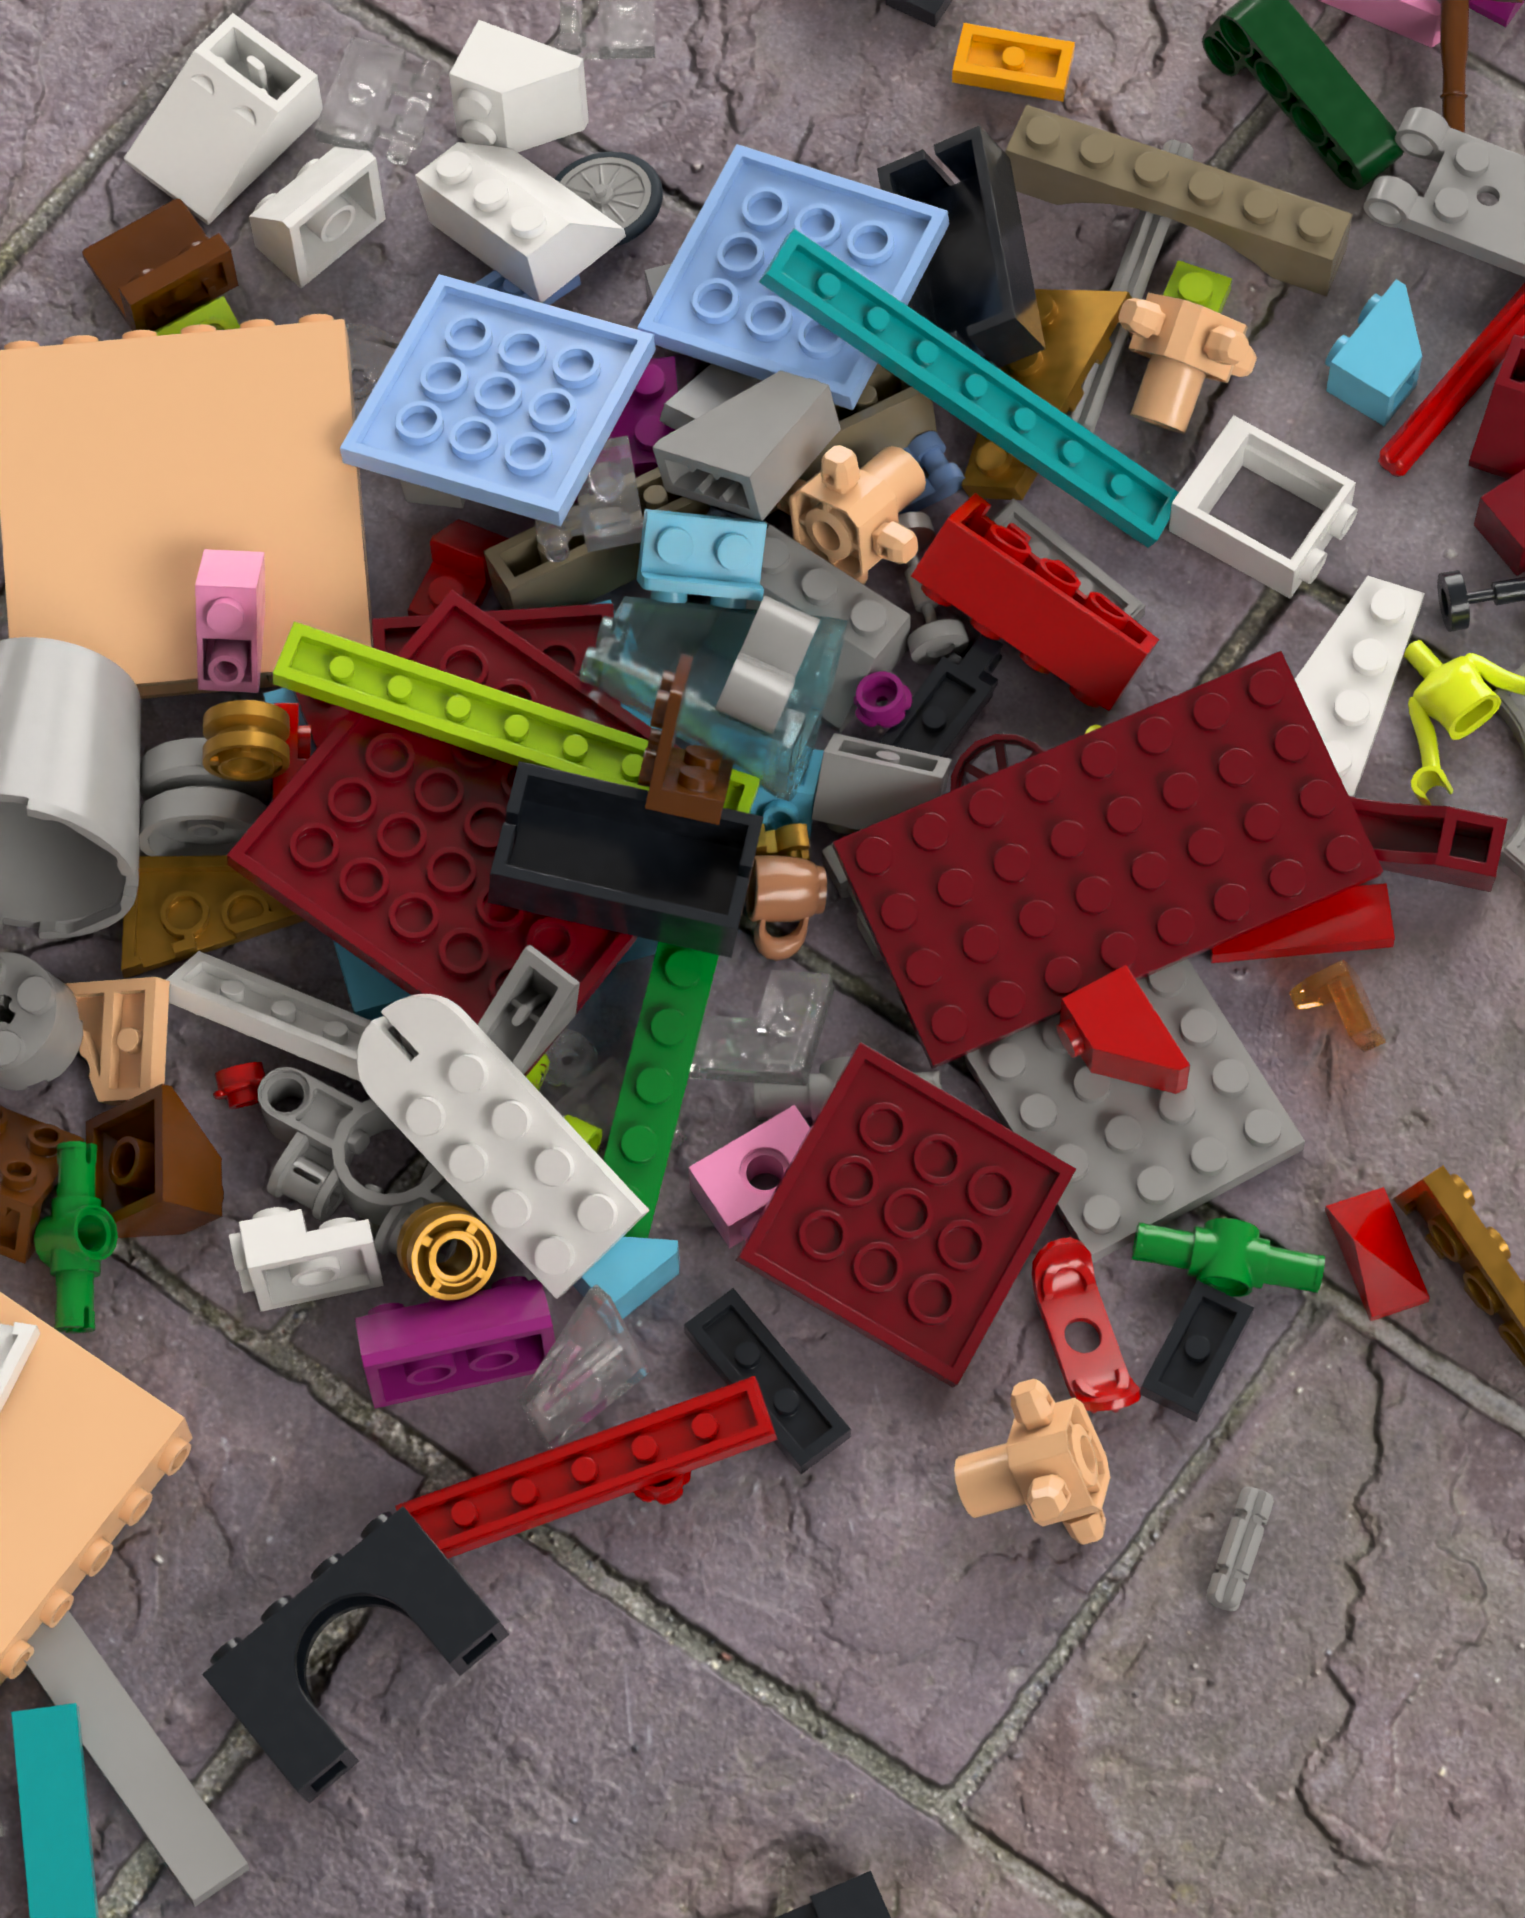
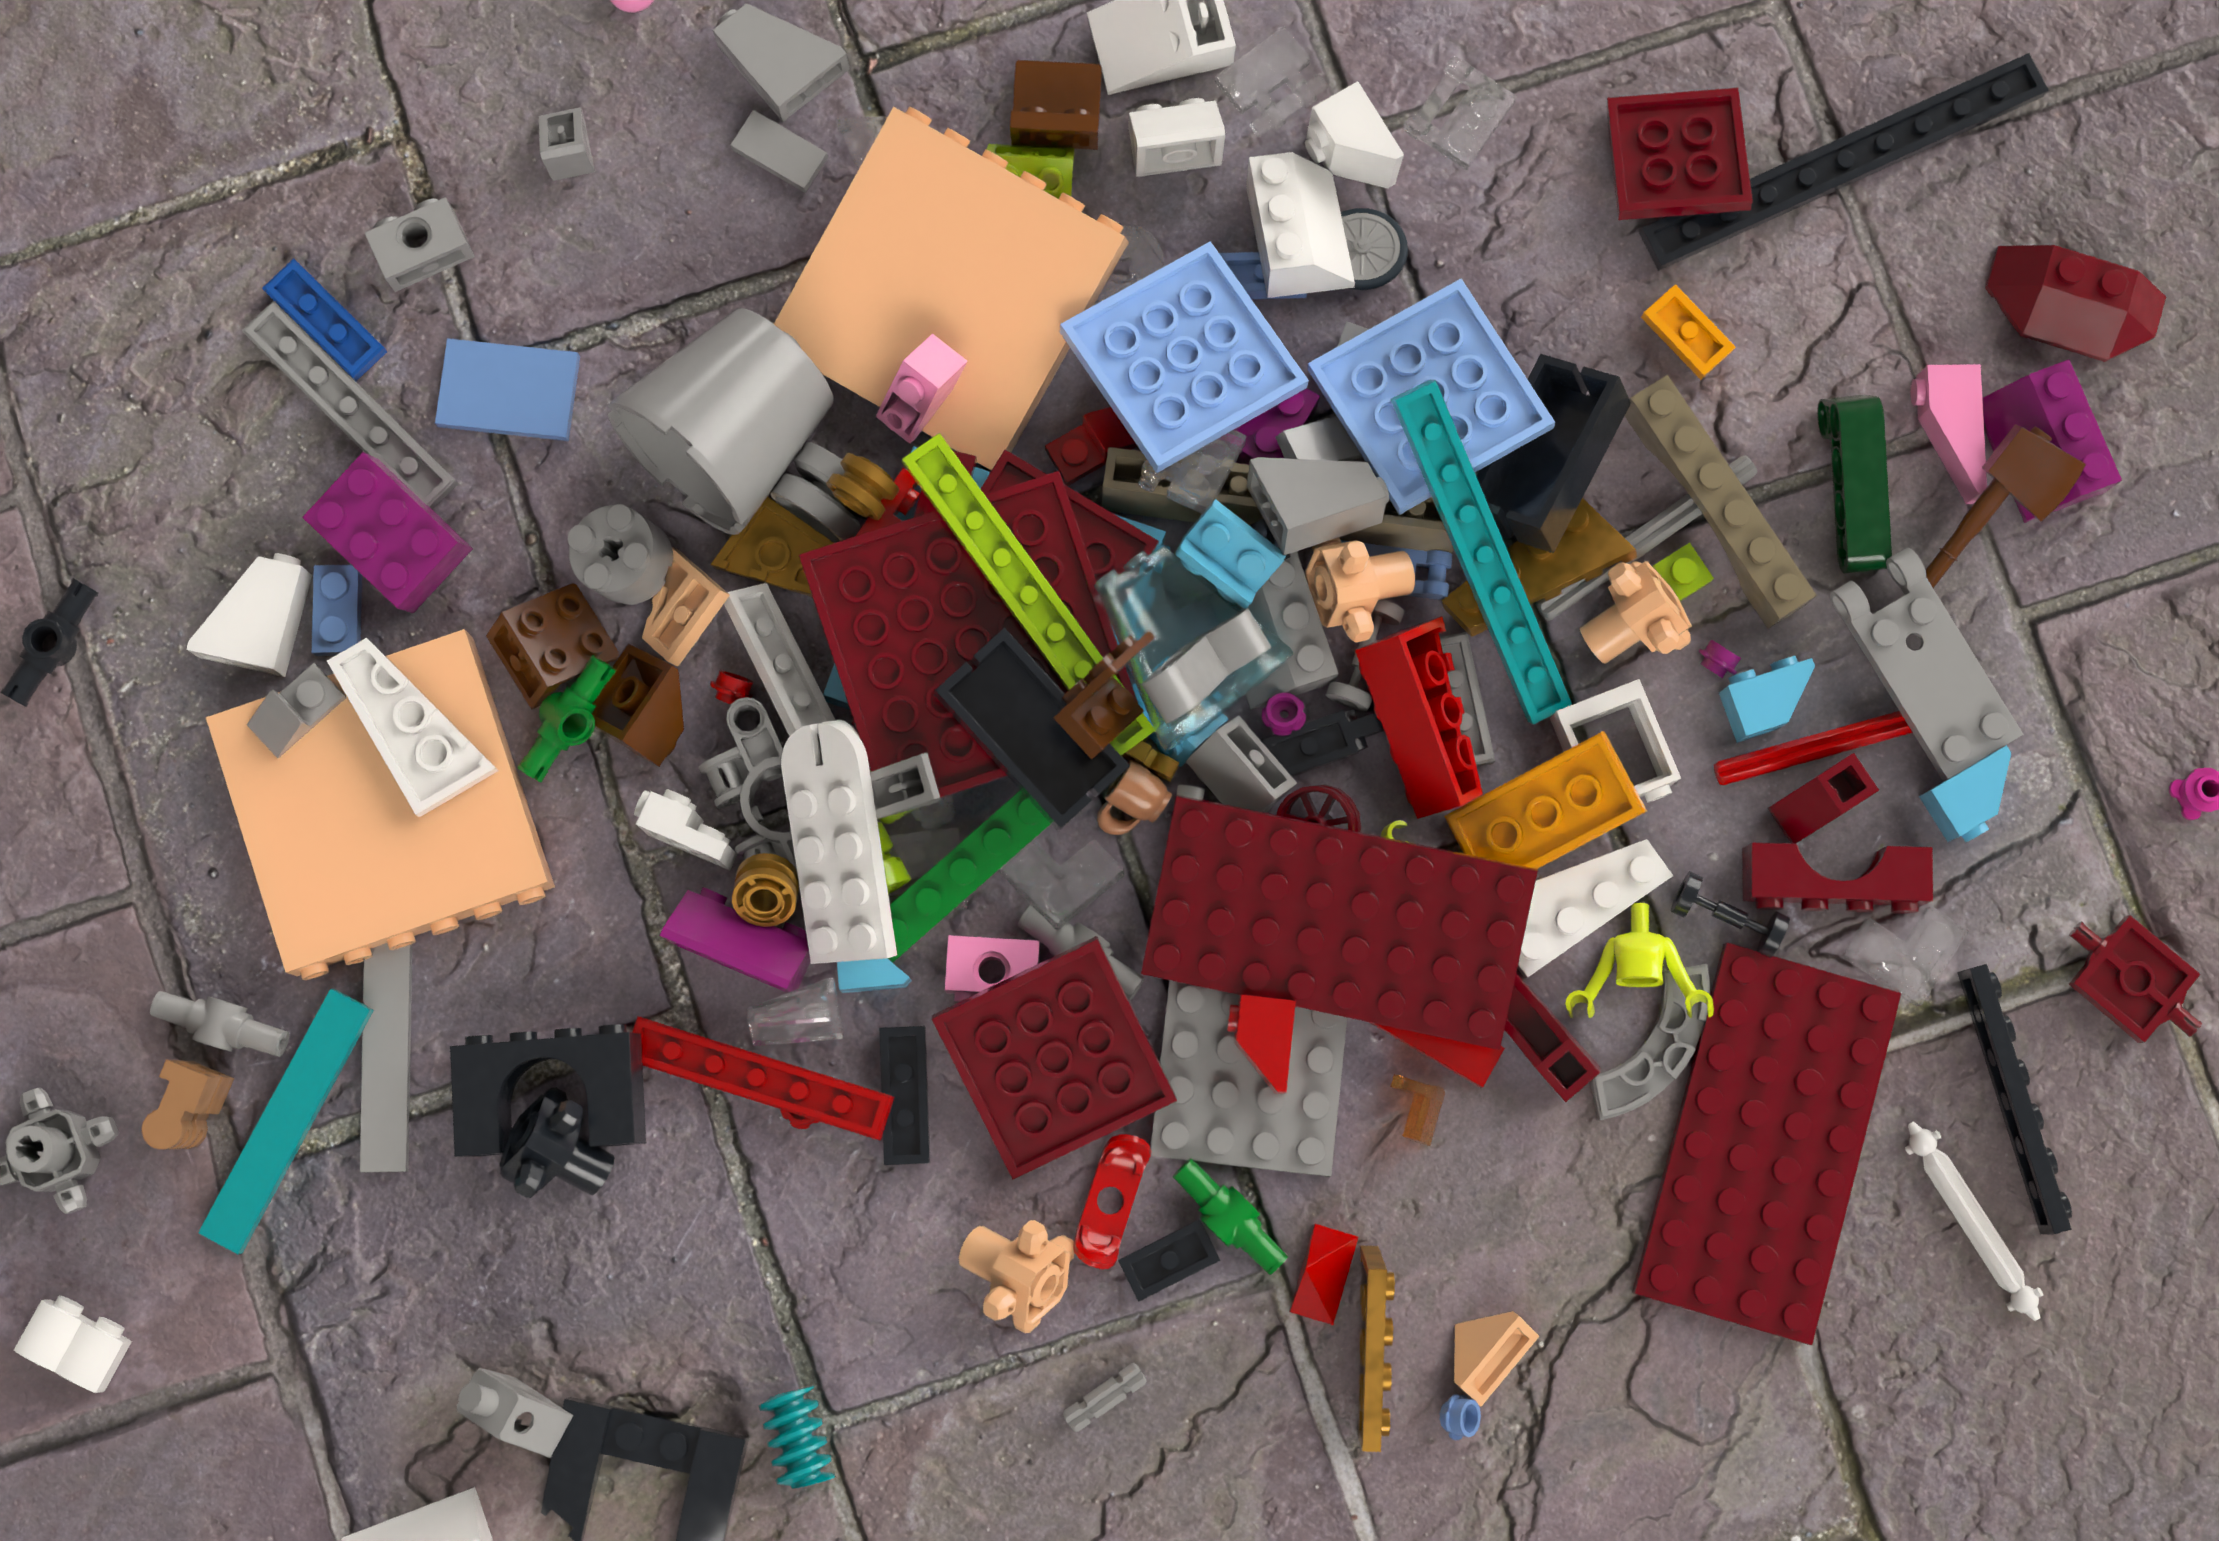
camera: 30 degrees right, 15 degrees up
(398, 1701) = (549, 1145): none -> black piece
(926, 1832) = (796, 1438): none -> teal piece
(1244, 593) = (1550, 807): none -> light orange tile
(1300, 352) = (1719, 659): none -> magenta plate

